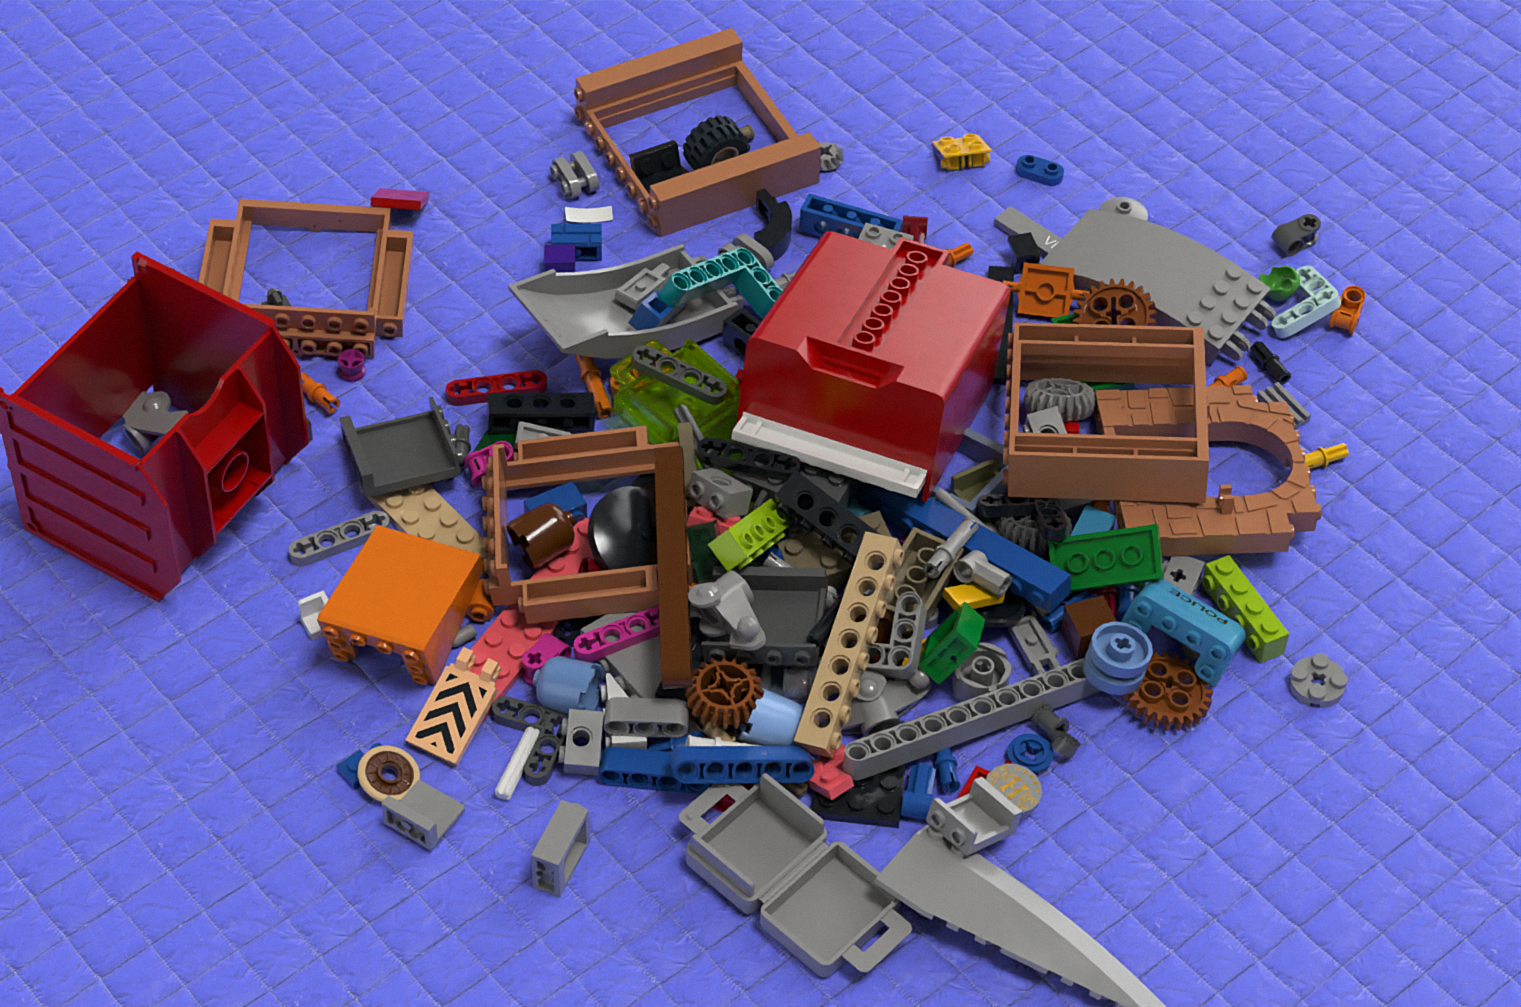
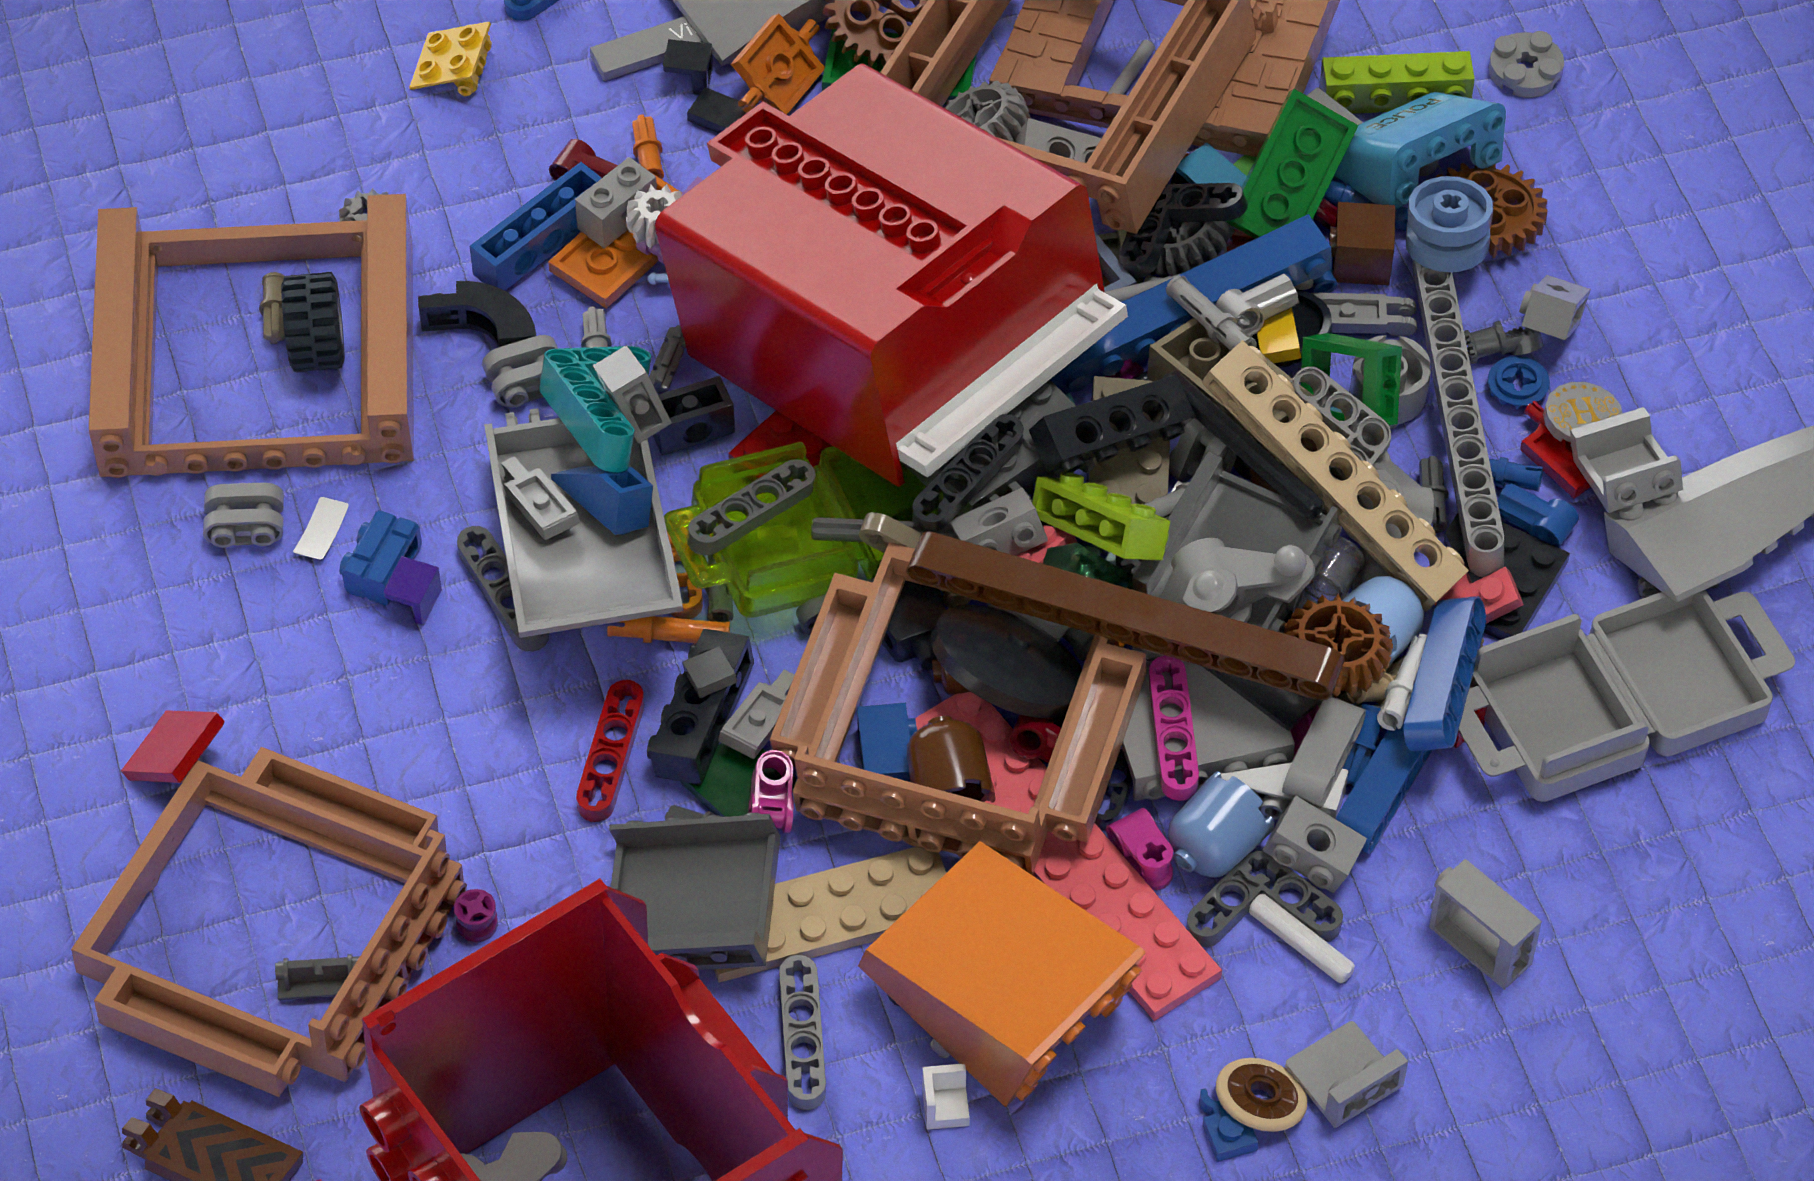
camera: 65 degrees left, 5 degrees up
(455, 708) = (1195, 974): light nougat tile -> none
(555, 400) = (709, 672): none -> dark grey tile
(657, 164) = (311, 406): black bracket -> none
(721, 287) = (632, 393): none -> light grey brick
(1095, 747) = (1554, 307): none -> light grey brick

